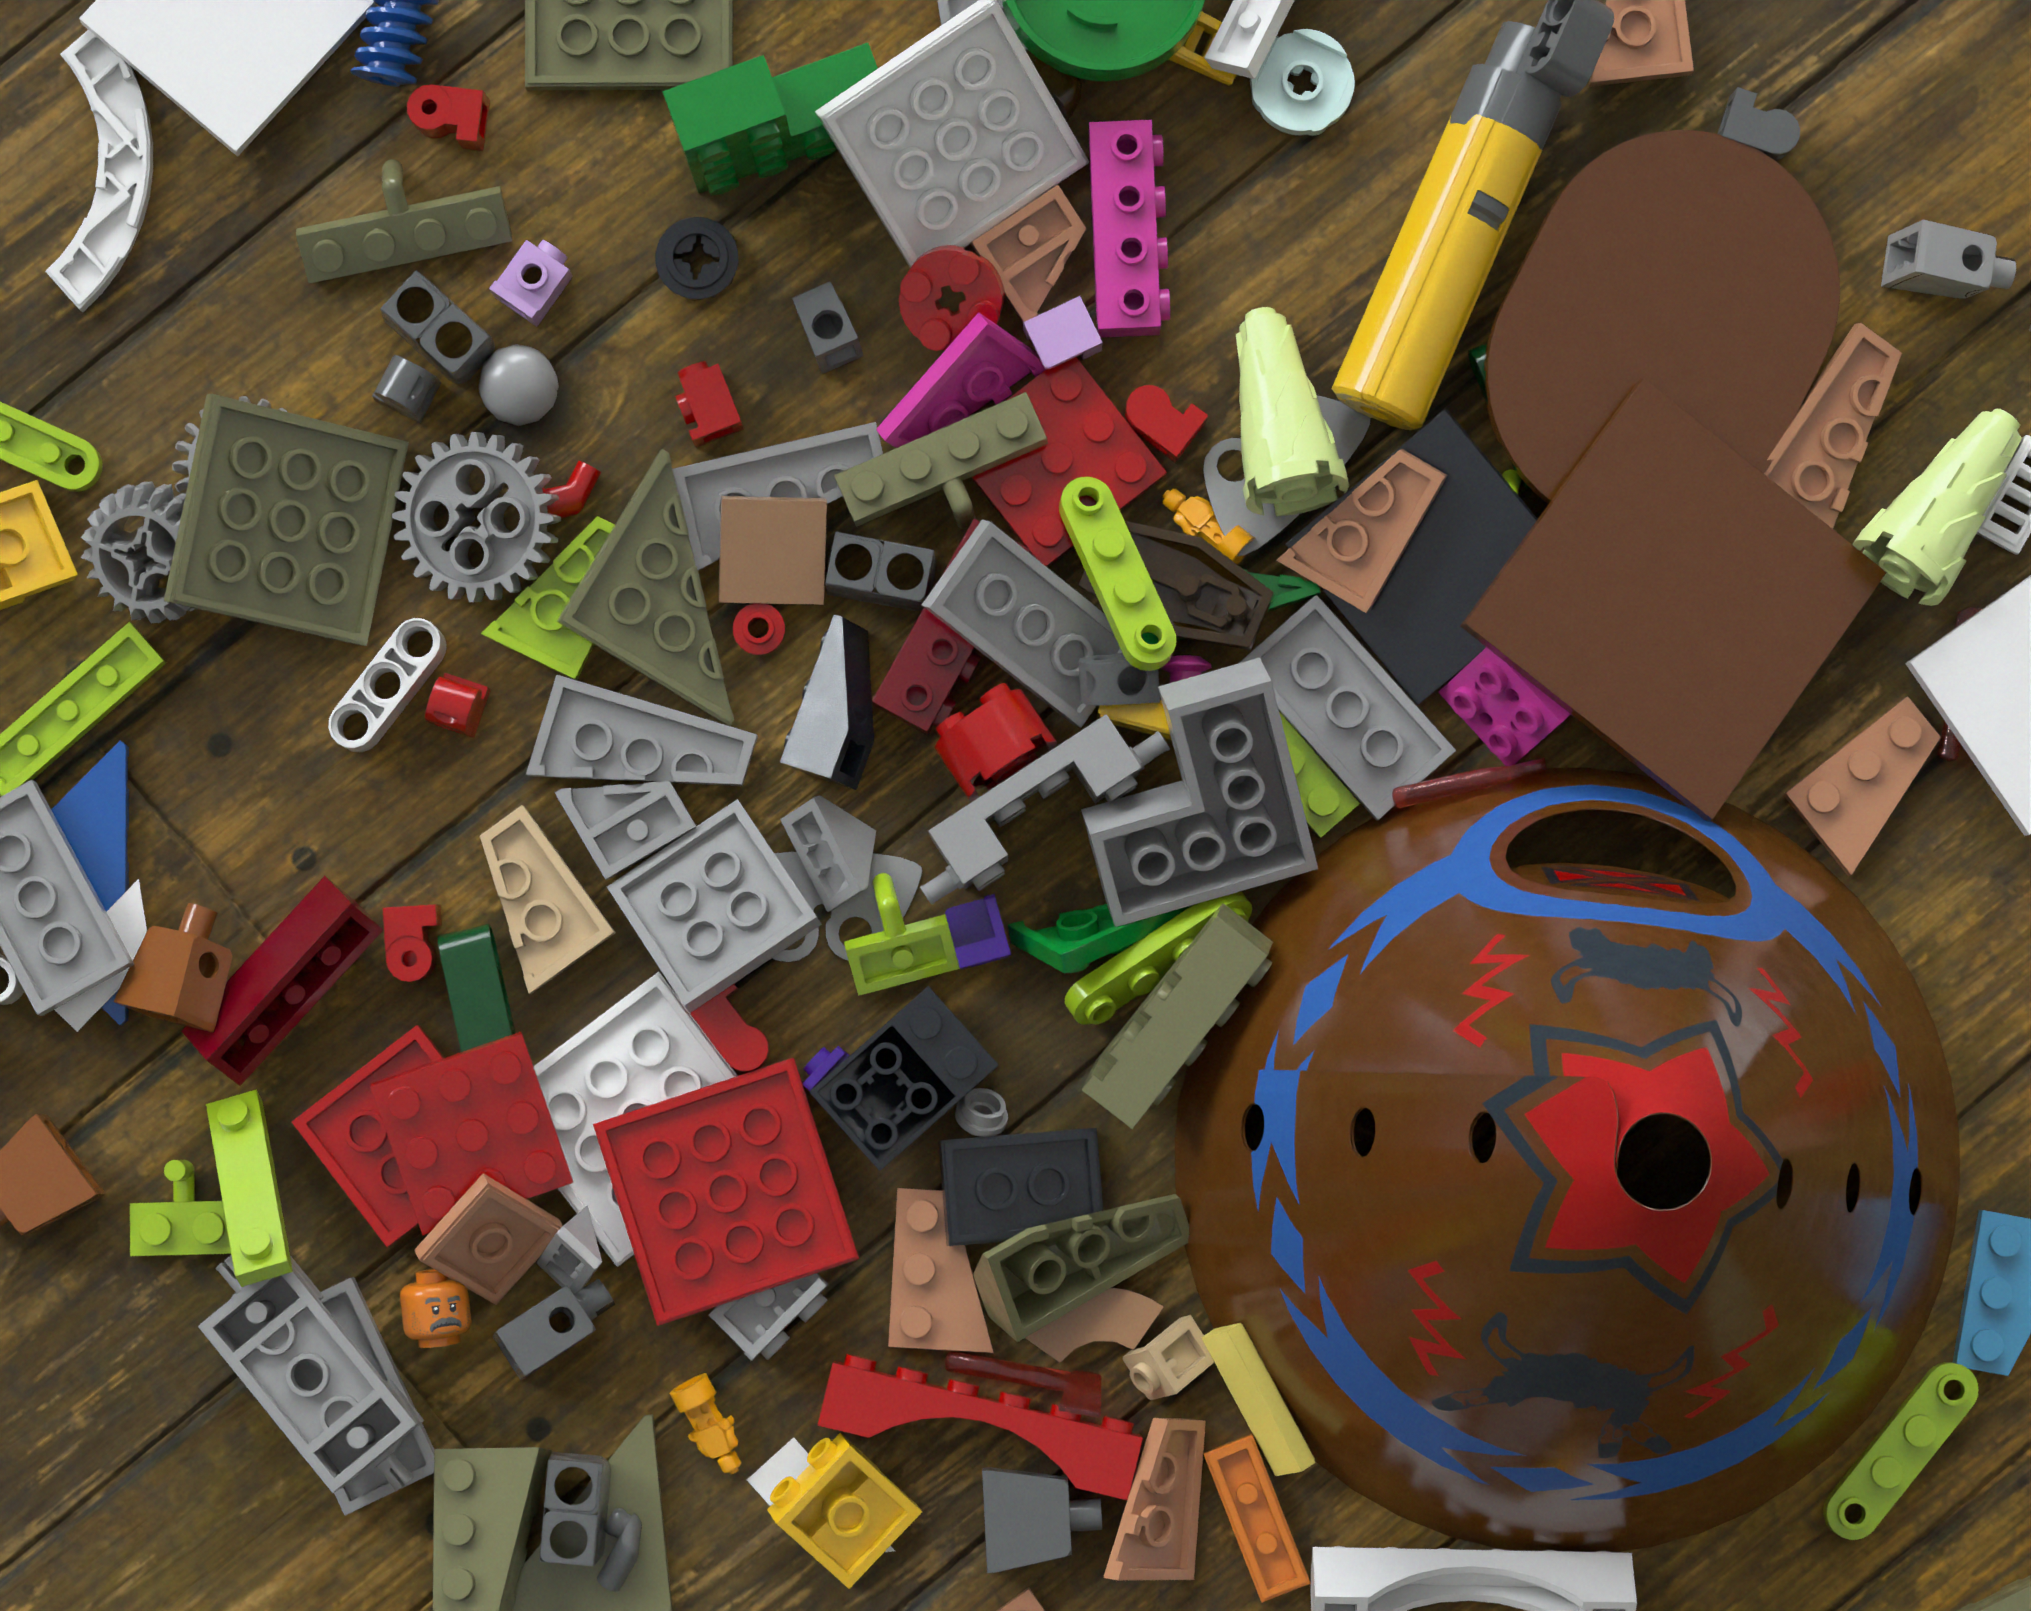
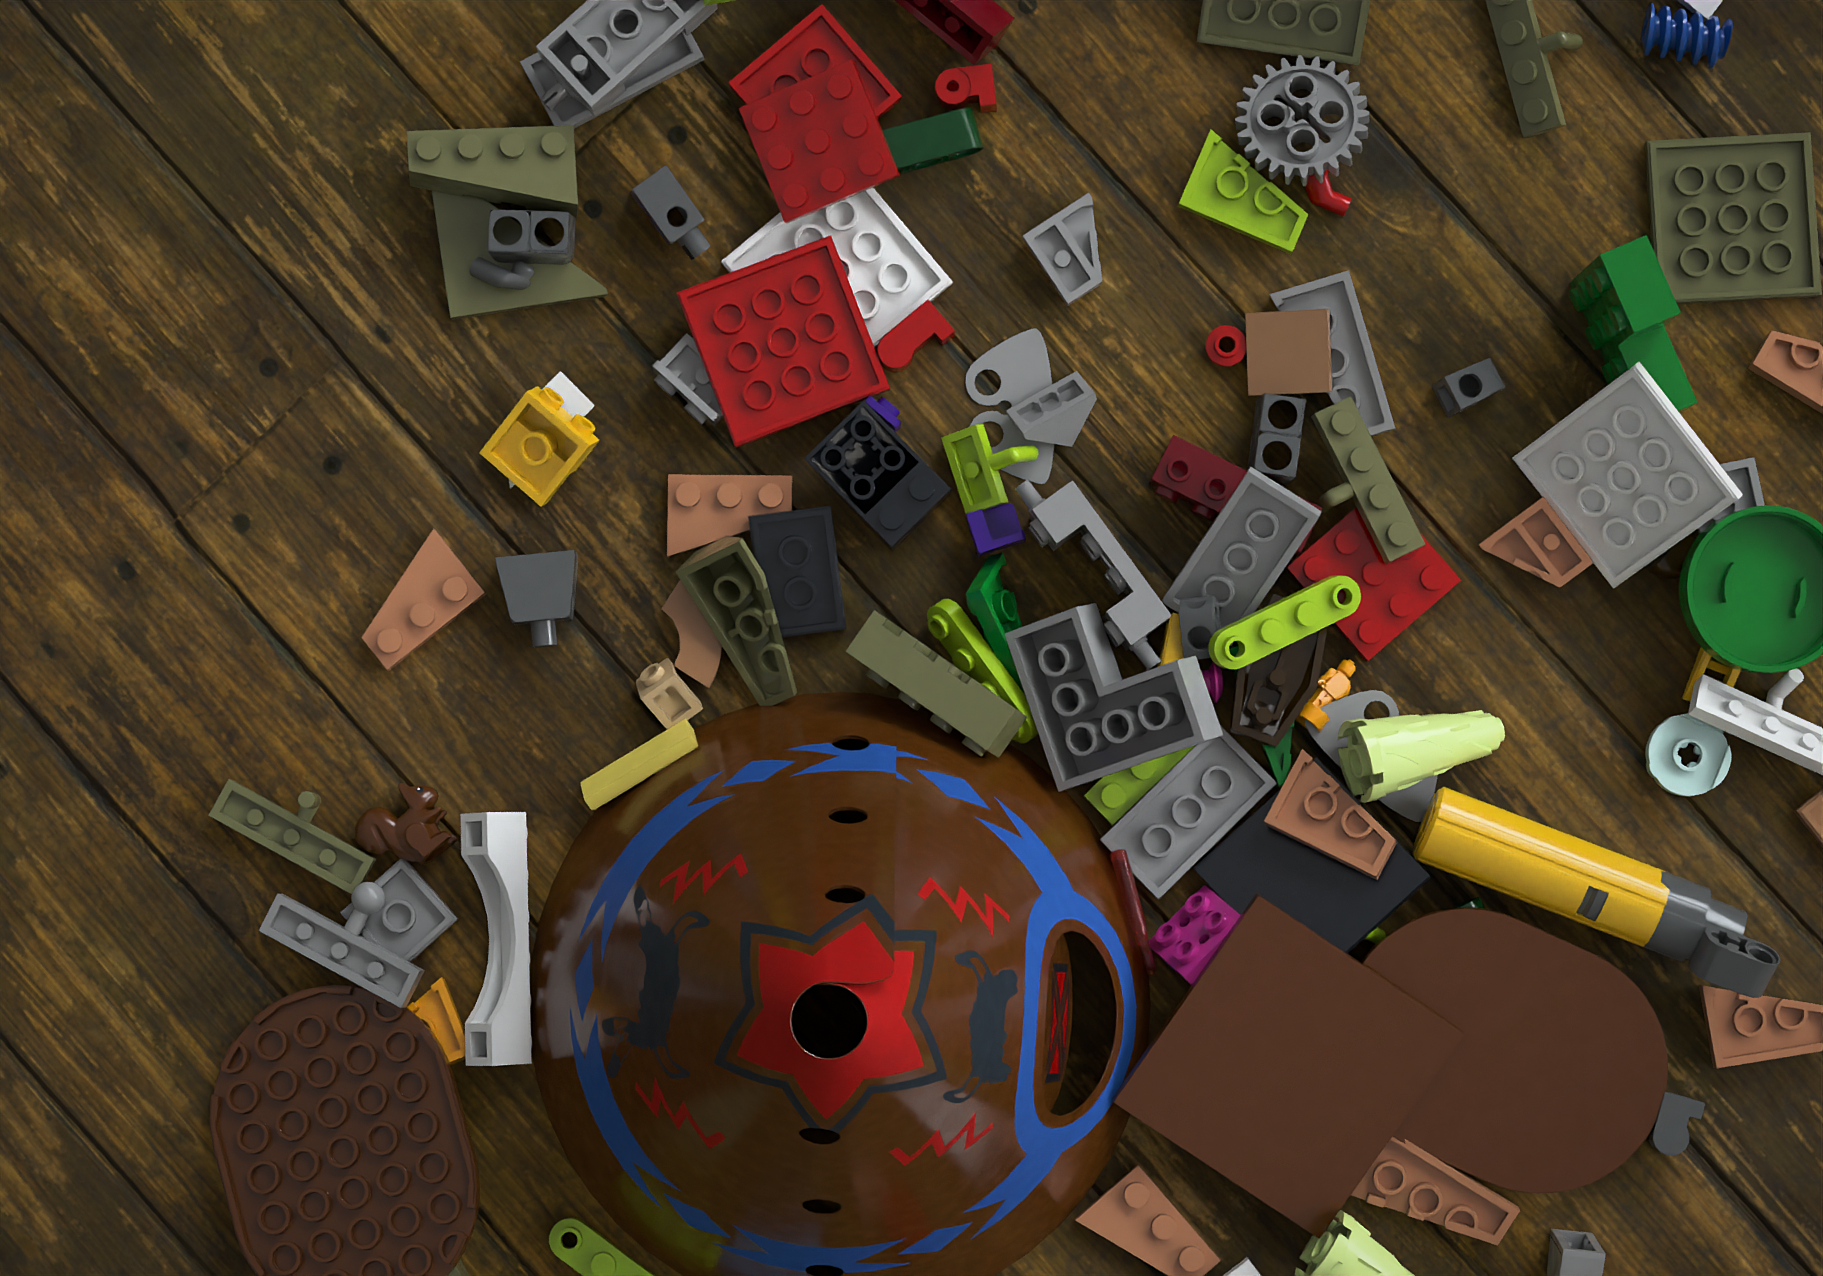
camera: 85 degrees right, 0 degrees up
(363, 697) = (1156, 41): white beam -> none
(407, 388) = (1400, 61): dark grey leg -> none
(435, 1309) = (682, 122): orange head -> none
(448, 110) = (1624, 84): red leg -> none
(457, 704) = (1154, 113): red leg -> none
(465, 366) = (1440, 117): dark grey piece -> none
(488, 1239) = (737, 159): nougat plate -> none
(518, 384) = (1409, 148): light grey hair -> none
(536, 299) = (1478, 159): lavender brick -> none
(542, 900) = (1001, 190): tan wing -> none
(572, 1253) = (730, 224): light grey slope -> none
(624, 738) = (1134, 243): light grey wing -> none
(648, 600) = (1245, 256): olive tile -> none
(680, 241) = (1530, 269): black gear -> none
(707, 403) = (1402, 296): red brick -> none
(711, 1431) = (595, 341): light orange piece -> none
(713, 906) = (1005, 320): light grey plate -> none
(836, 712) = (1161, 408): slope -> none
(872, 1401) = (591, 633): red arch -> none
(923, 287) = (1475, 474): red plate -> none
(963, 379) = (1433, 495): dark pink wing -> none
(982, 1113) = (853, 538): light grey plate -> none
(992, 740) = (1148, 530): red brick -> none
(1063, 333) = (1473, 572): lavender panel -> none
(1080, 1387) = (642, 624): clear red piece -> none
(1126, 228) = (1561, 618): dark pink brick -> none
(1161, 424) = (1406, 653): red leg -> none
(1163, 1506) = (552, 693): nougat wing -> none
(1256, 1518) = (547, 768): orange tile -> none

